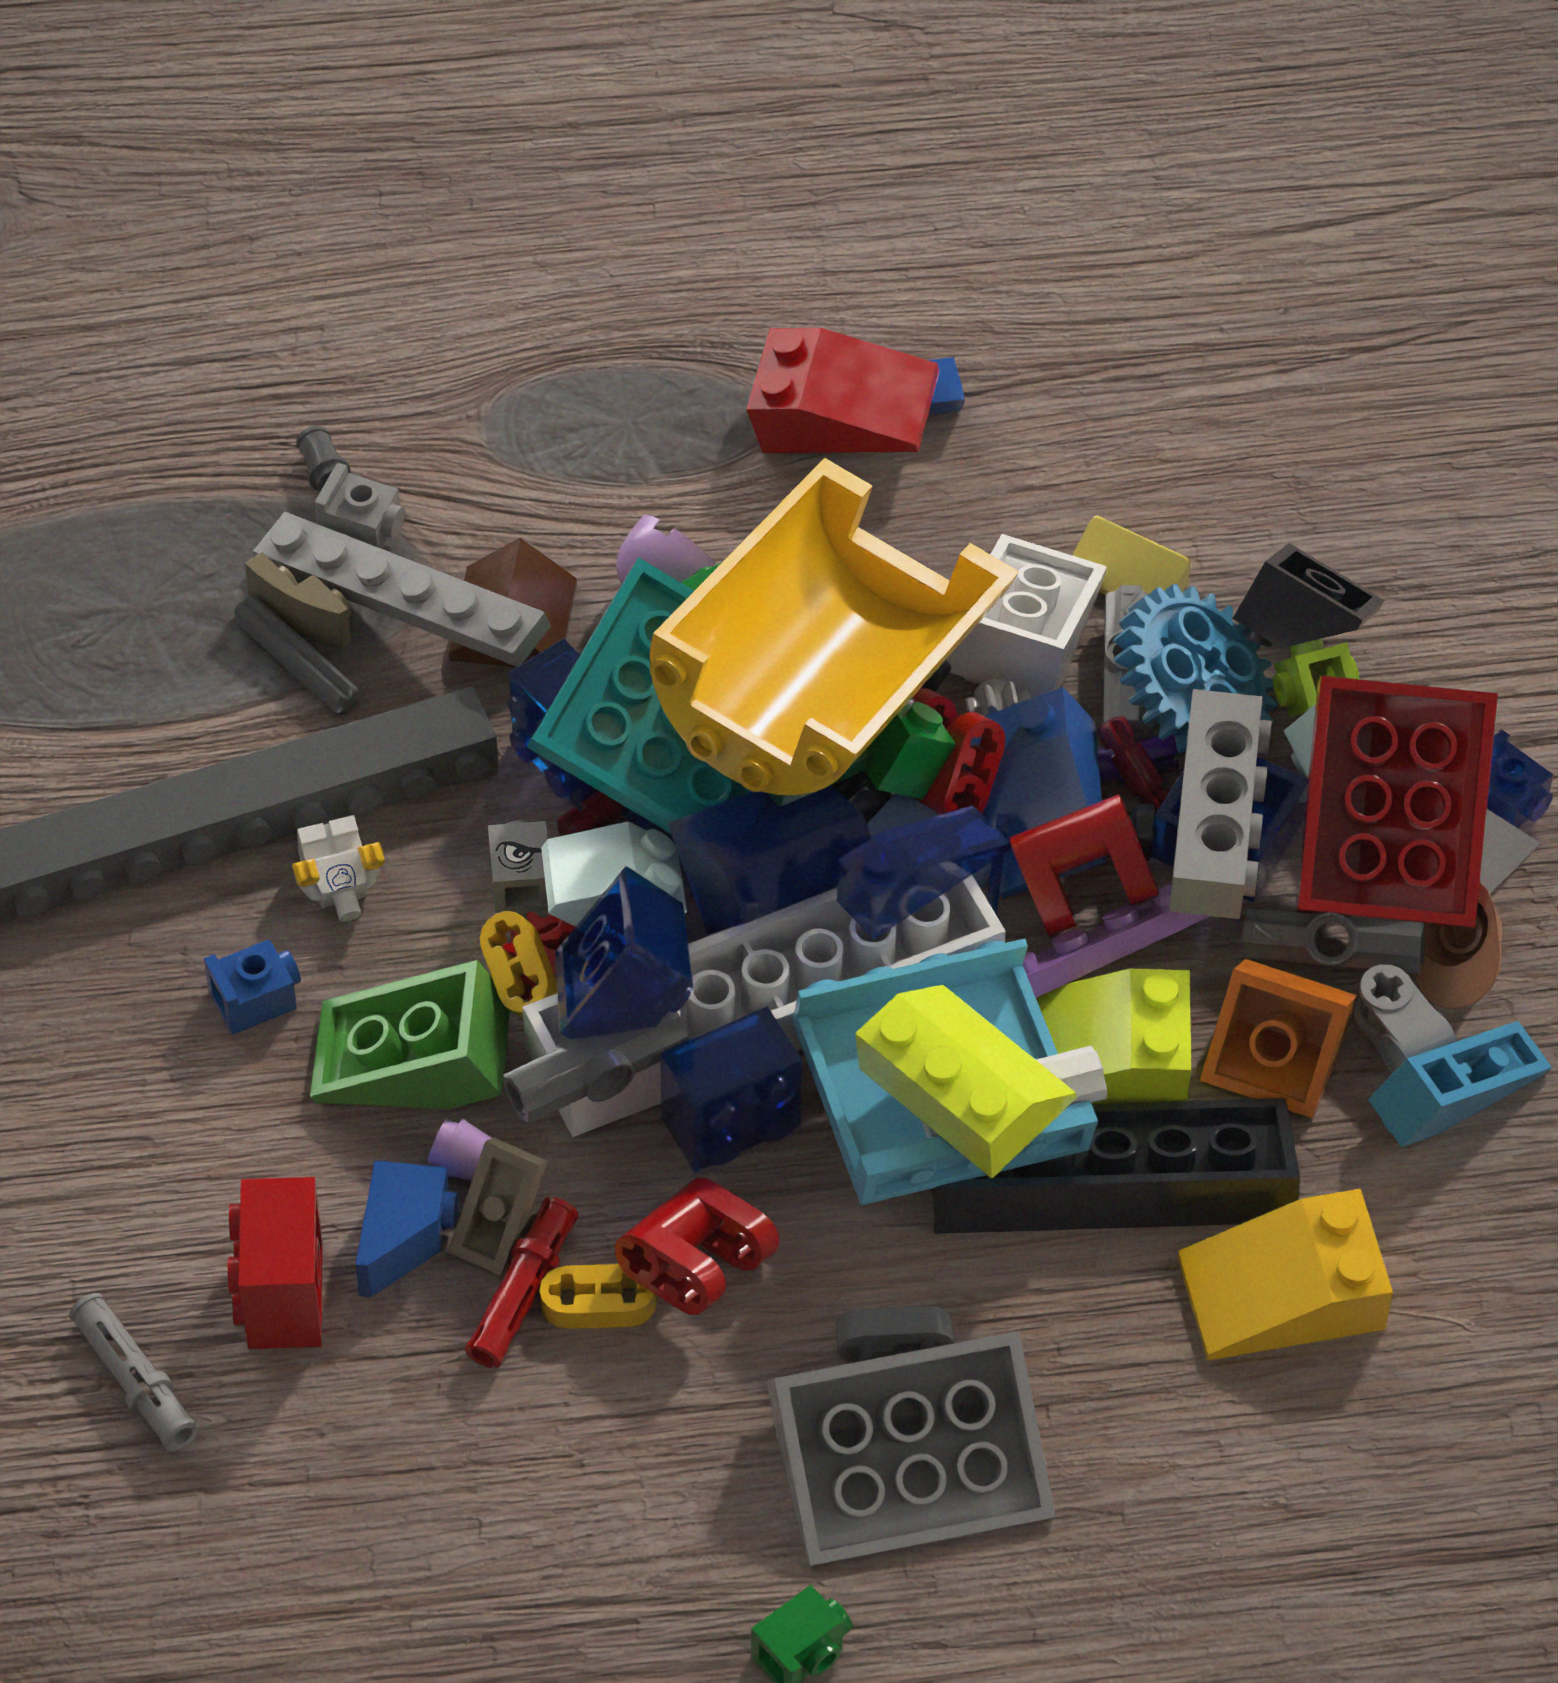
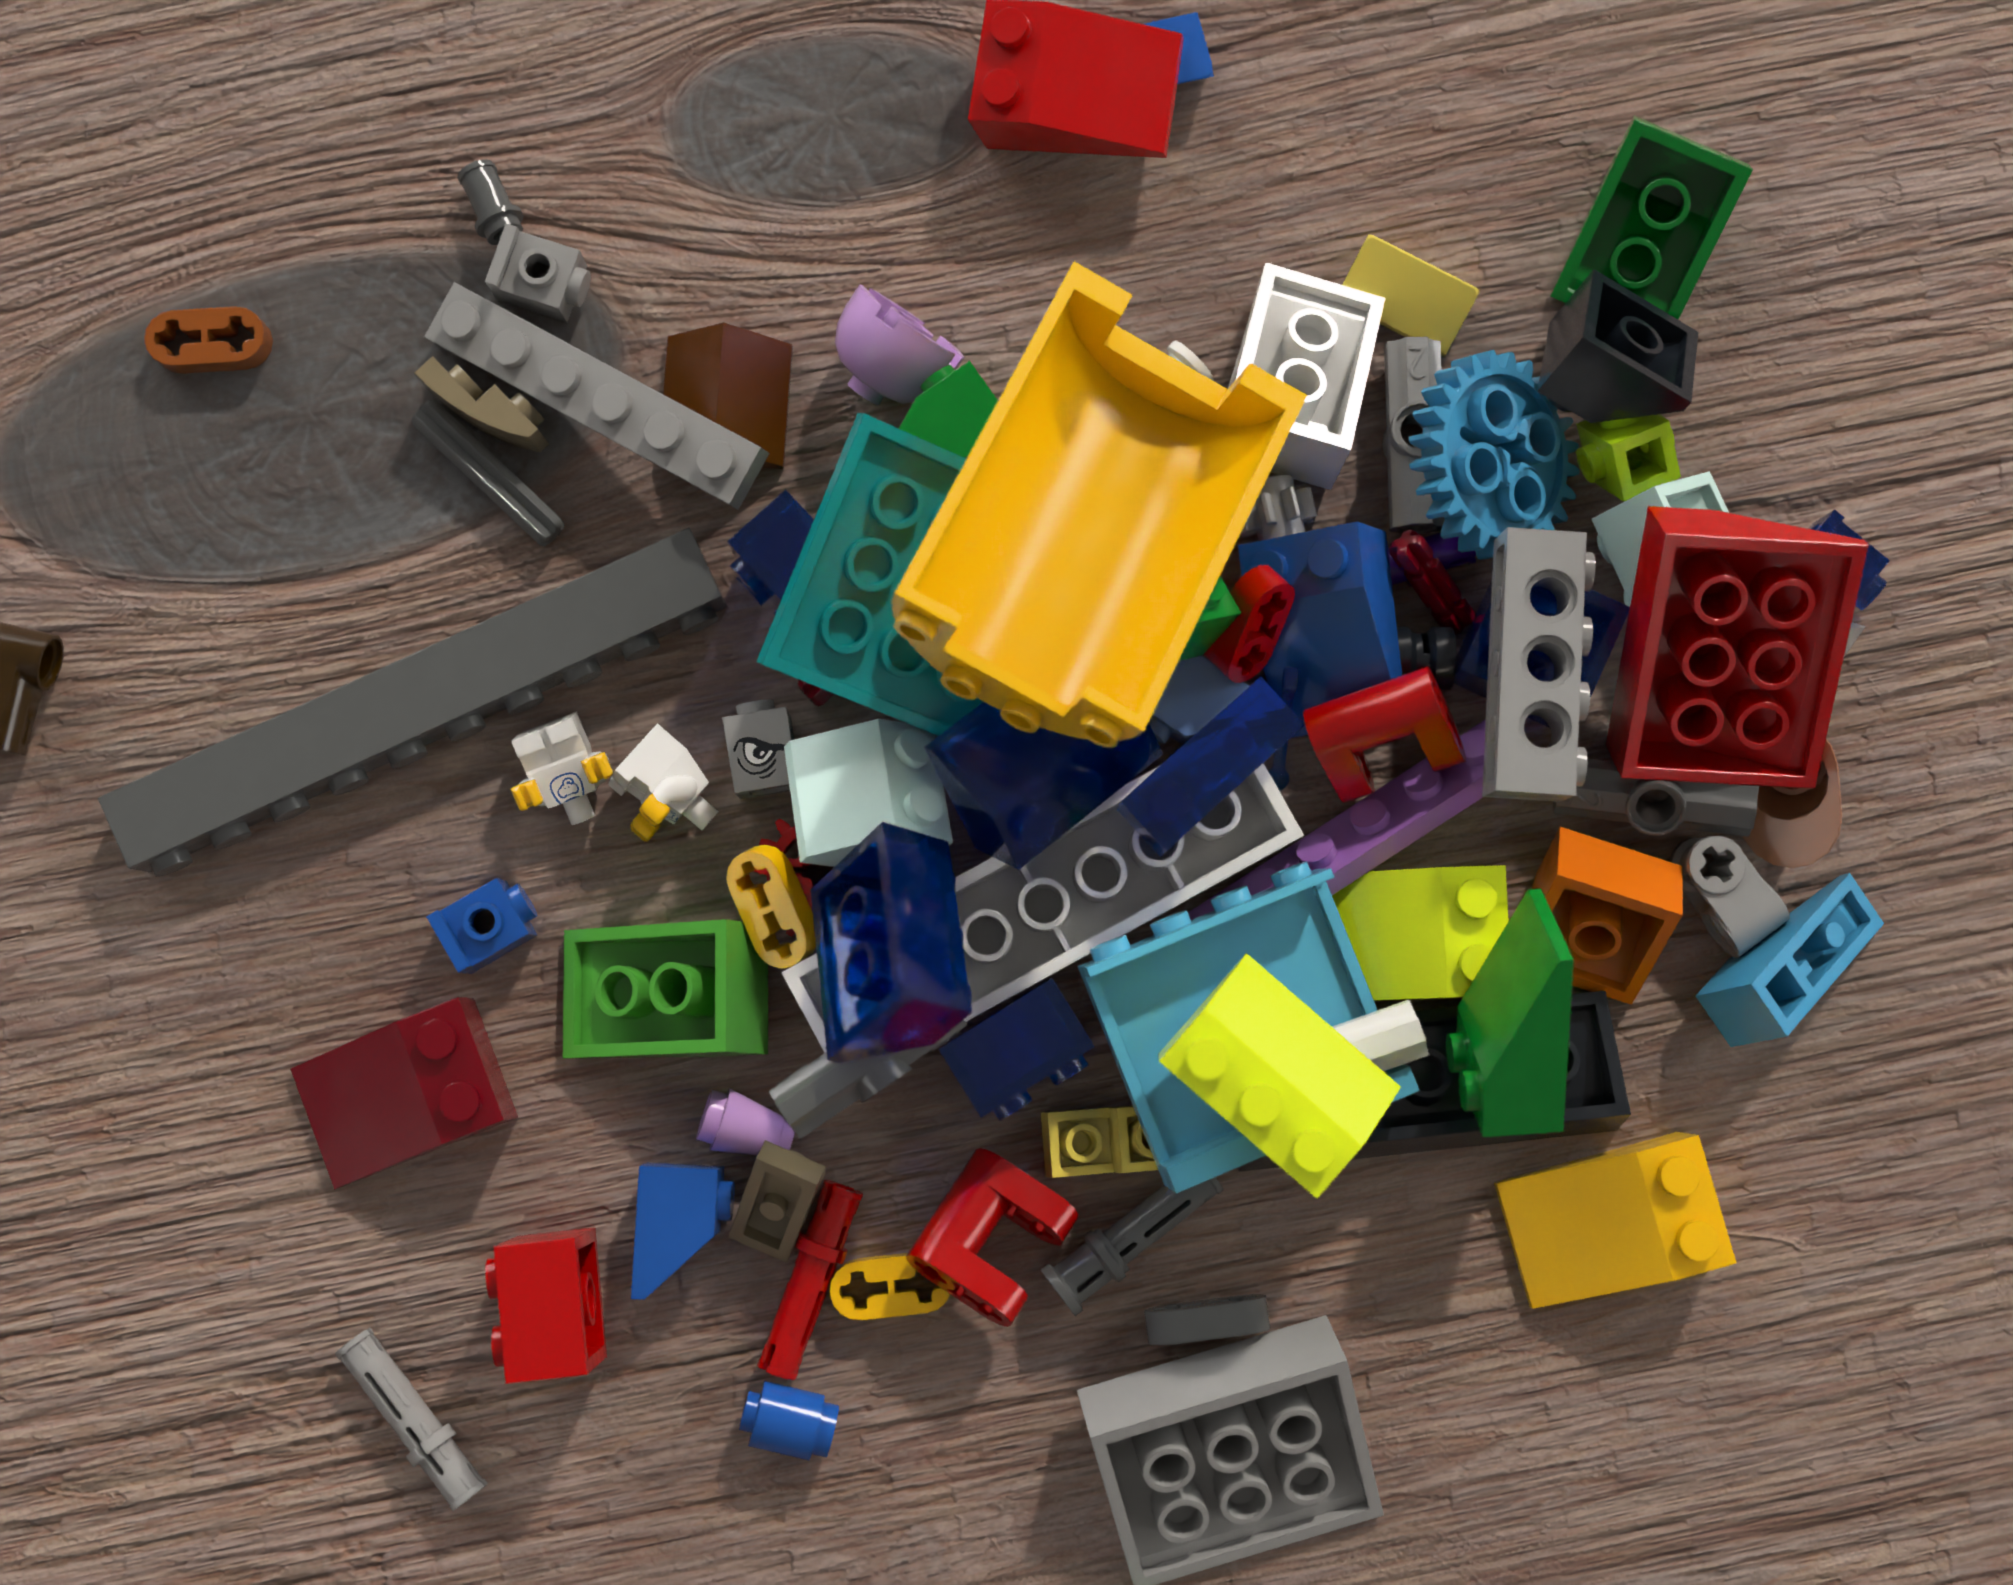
camera: 10 degrees left, 30 degrees up
(61, 546) = (209, 353): none -> dark orange beam
(161, 1108) = (404, 1091): none -> dark red slope
(427, 880) = (666, 783): none -> white piece
(490, 1393) = (789, 1421): none -> blue brick
(801, 1274) = (1107, 1253): none -> dark grey pin
(808, 1194) = (1094, 1142): none -> light yellow slope
(1184, 1073) = (1517, 1027): none -> green slope
(1356, 510) = (1656, 217): none -> green slope

